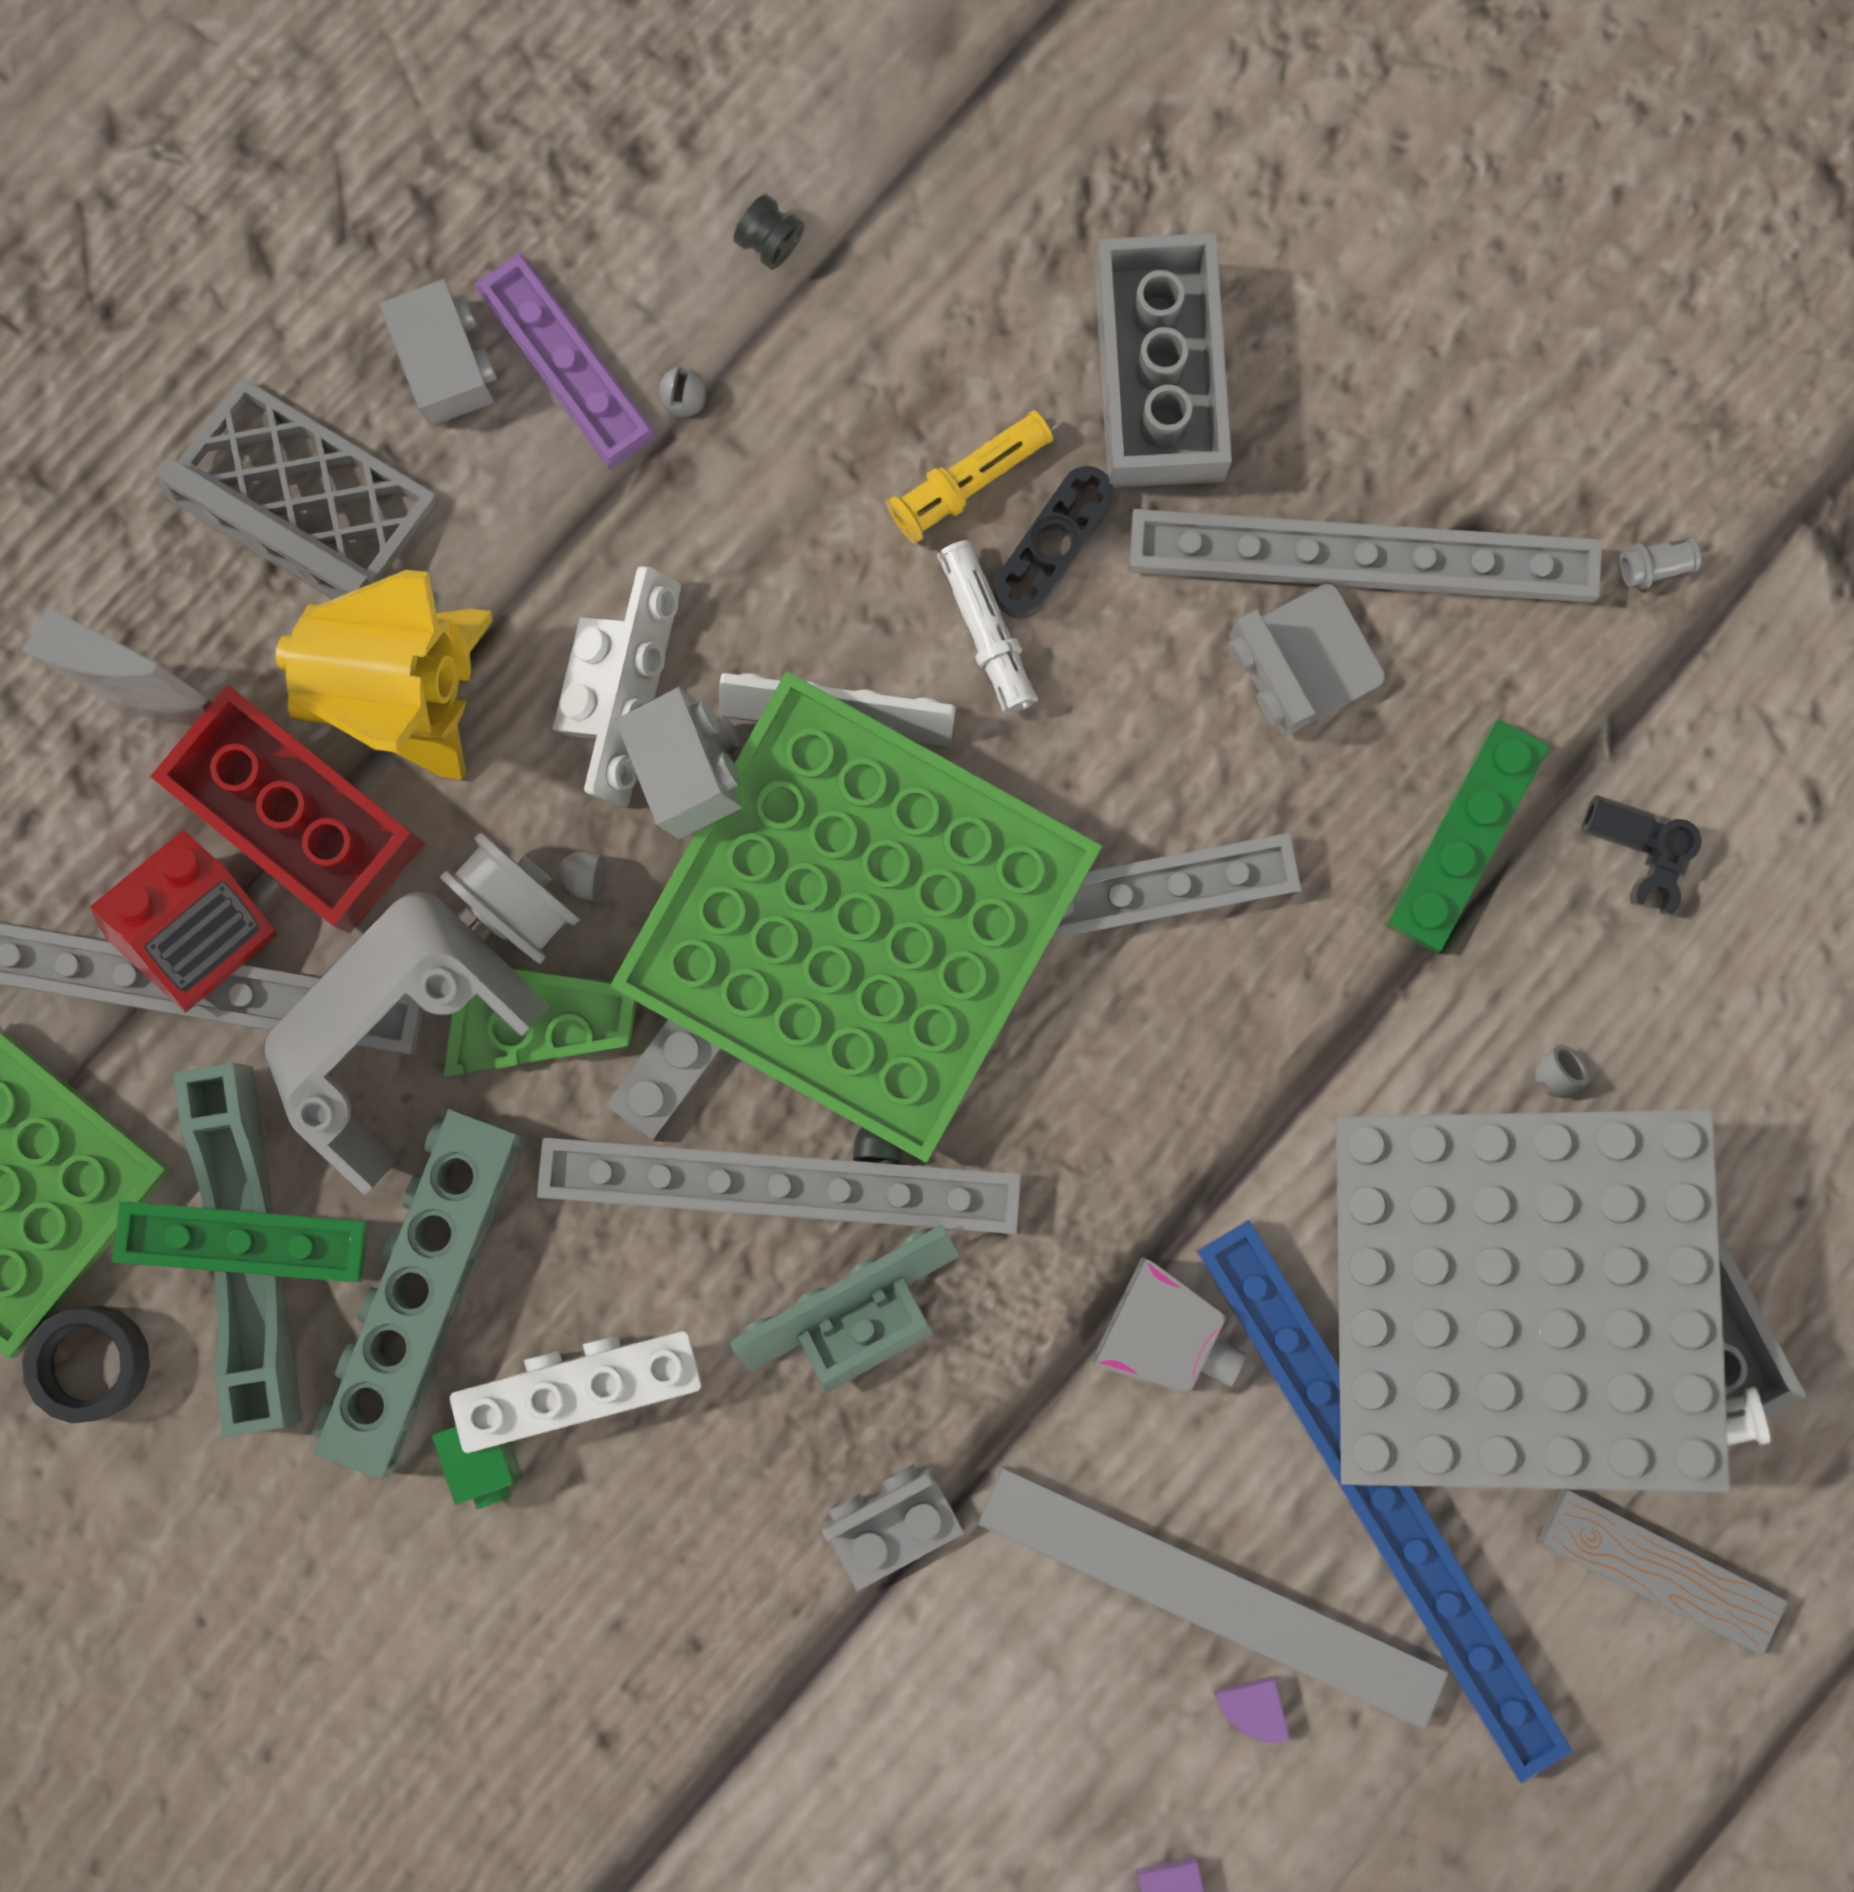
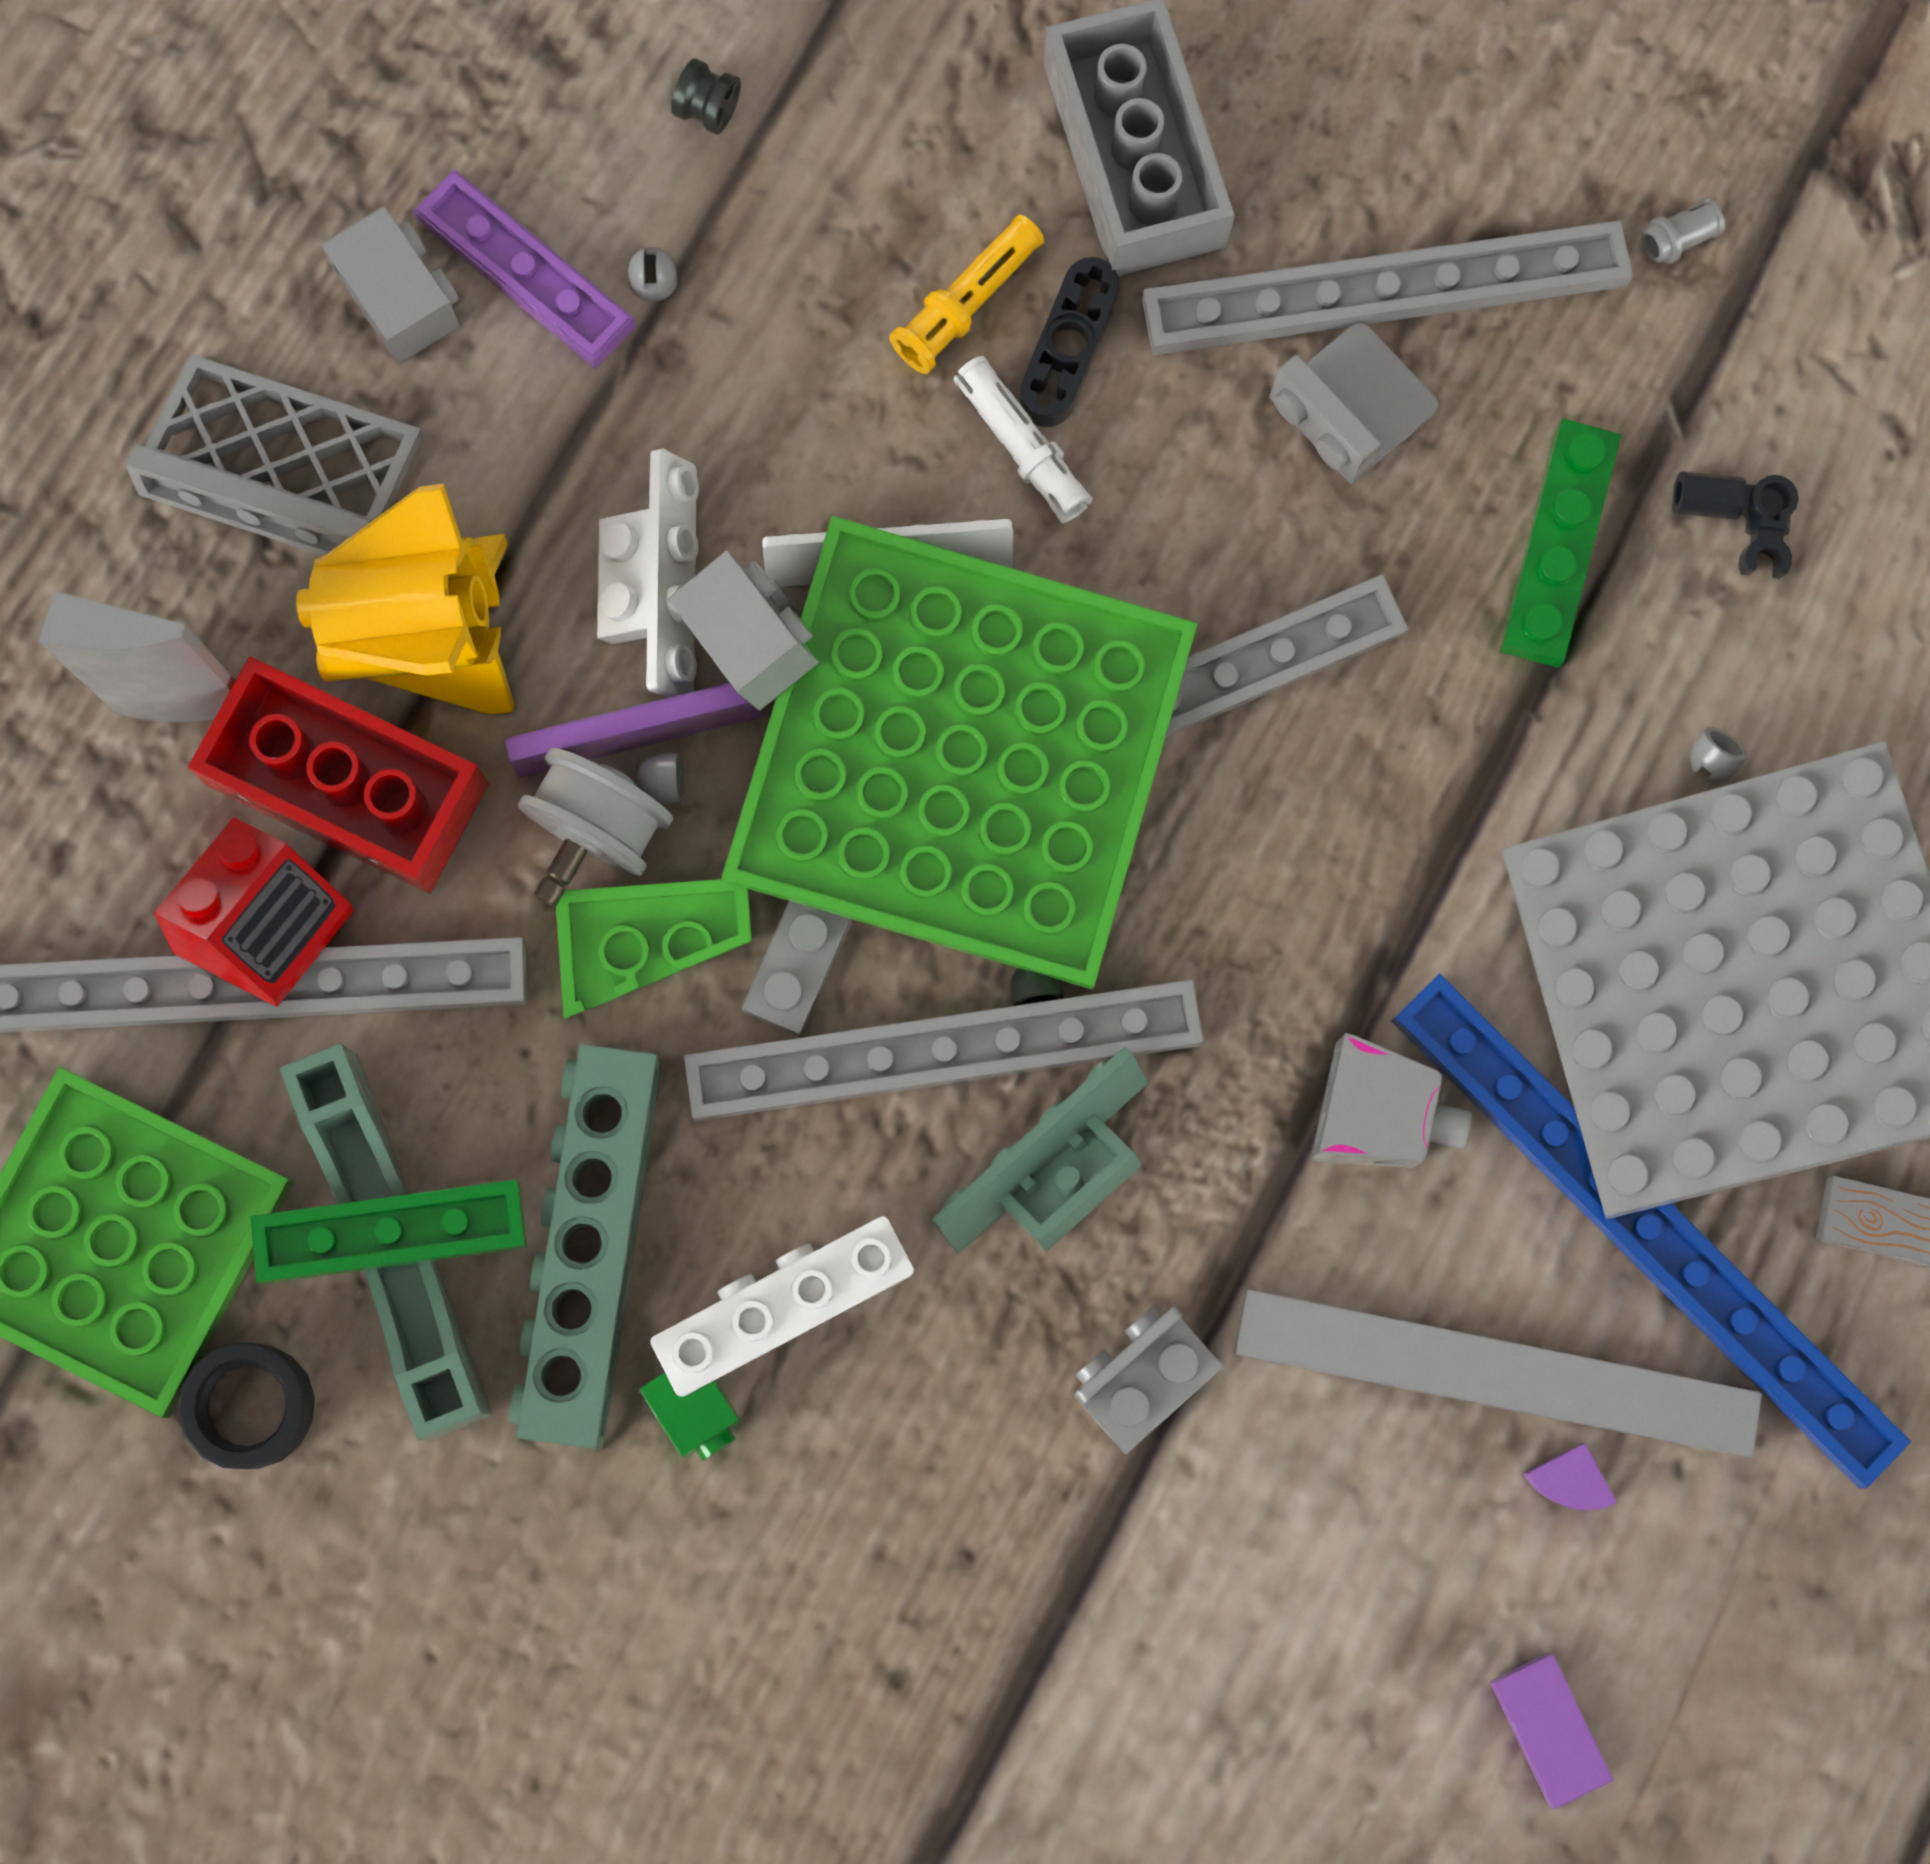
camera: 20 degrees left, 5 degrees down
(409, 950) = (500, 879): light grey windscreen -> none
(551, 822) = (631, 727): none -> medium lavender tile

